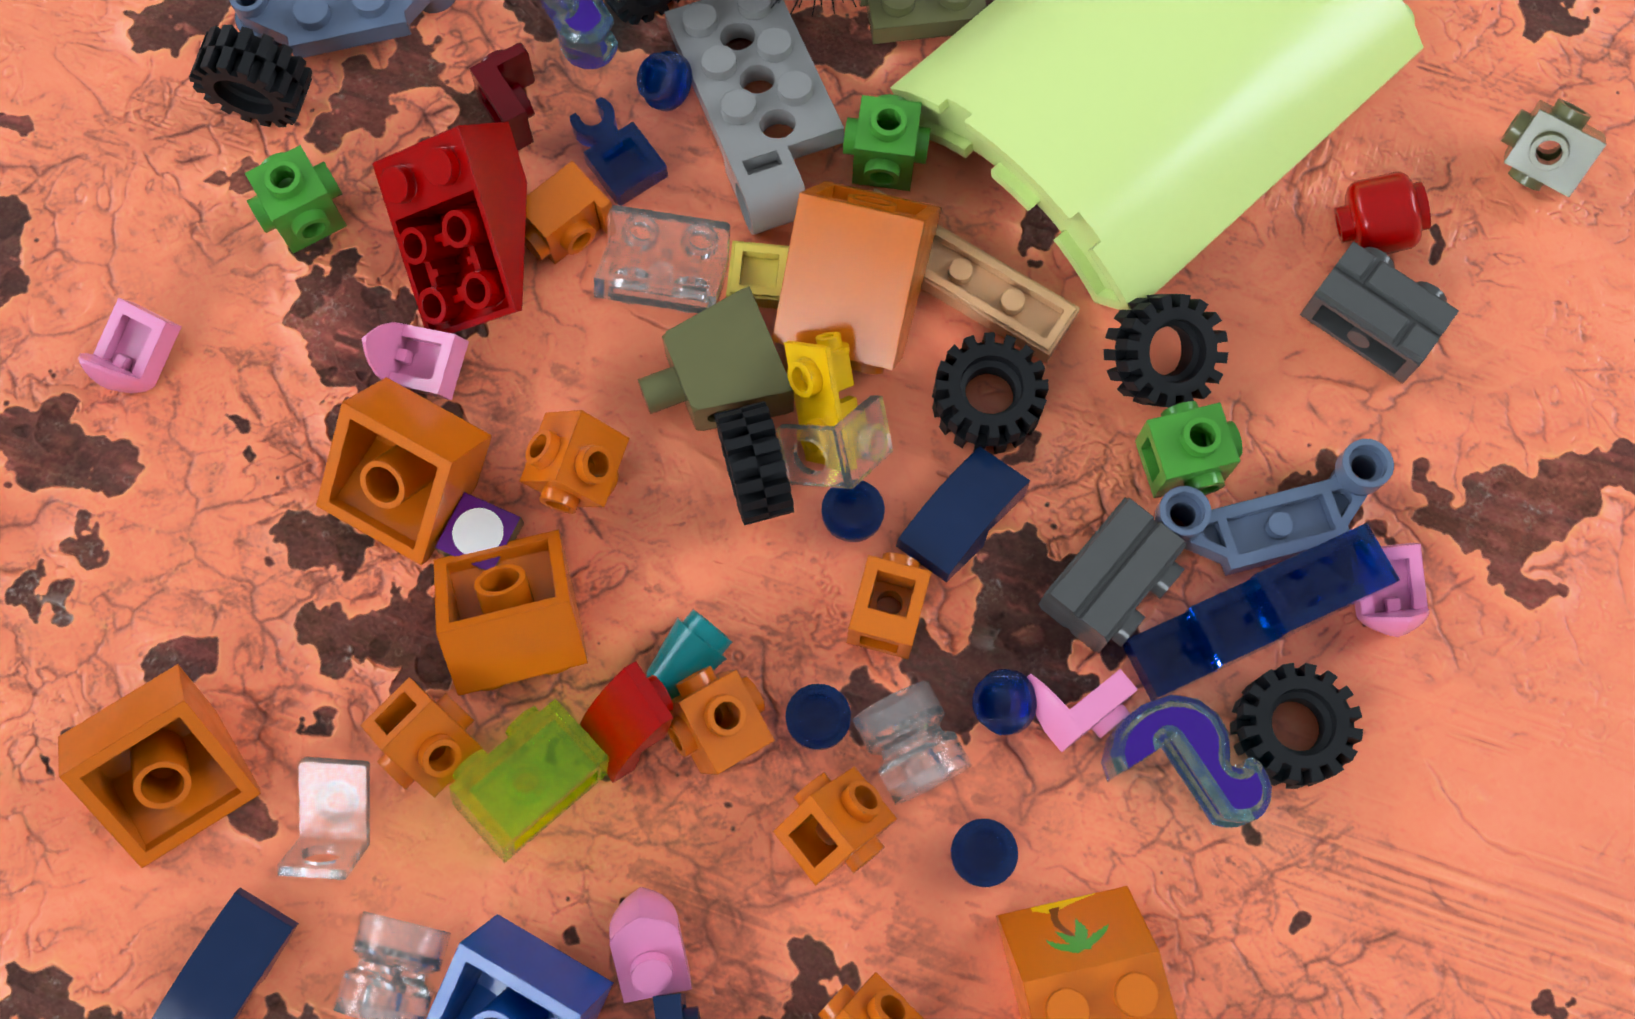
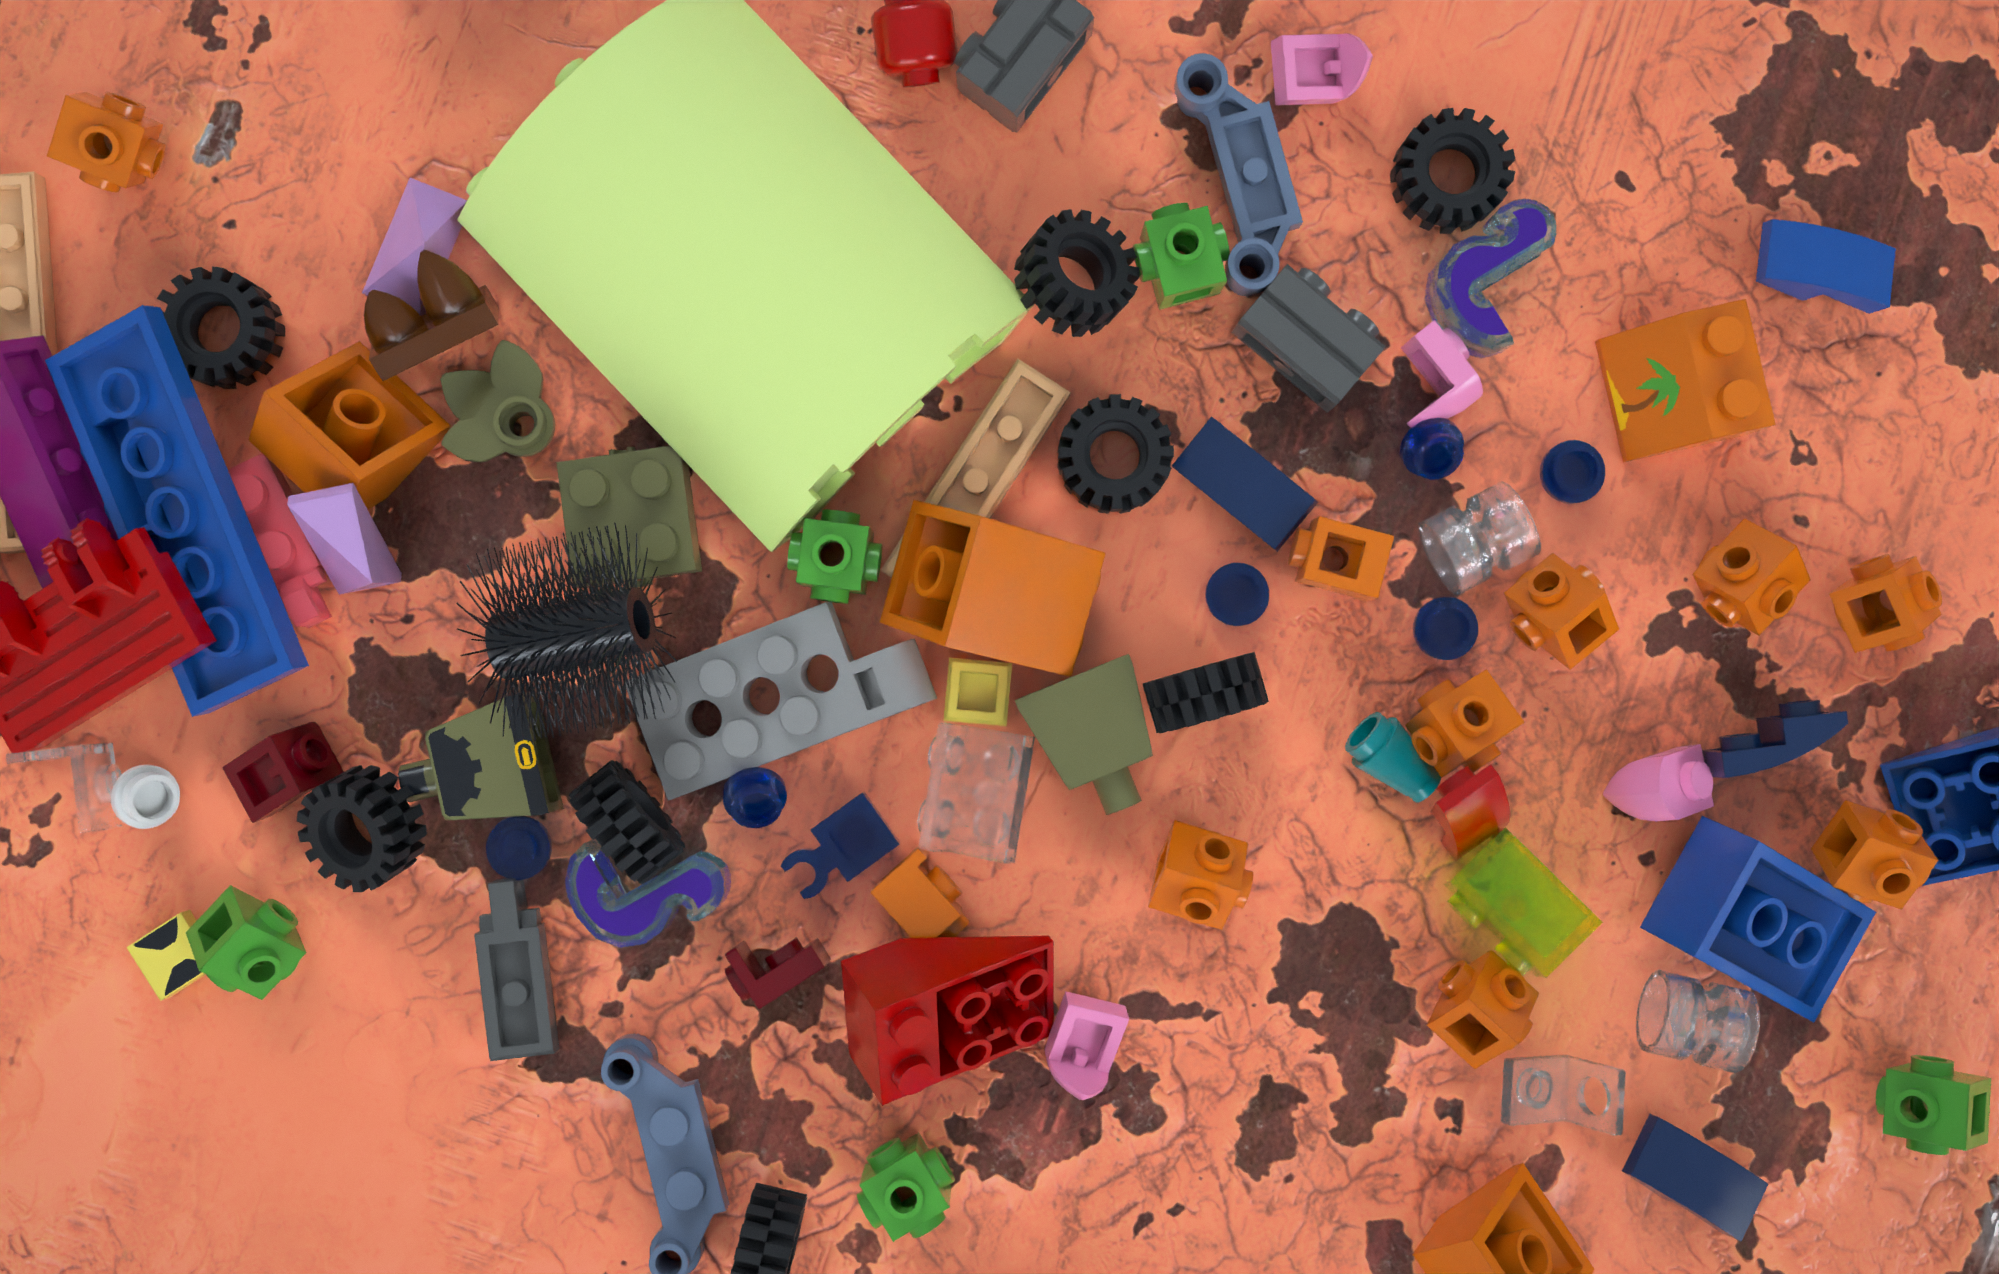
camera: 90 degrees left, 15 degrees up
(400, 467) = (1201, 1050): orange slope -> none
(478, 527) = (1264, 968): tile -> none
(509, 618) = (1351, 934): orange slope -> none
(816, 377) = (1136, 622): yellow hinge -> none
(849, 447) = (1191, 595): clear bracket -> none
(1260, 611) = (1343, 193): clear blue slope -> none

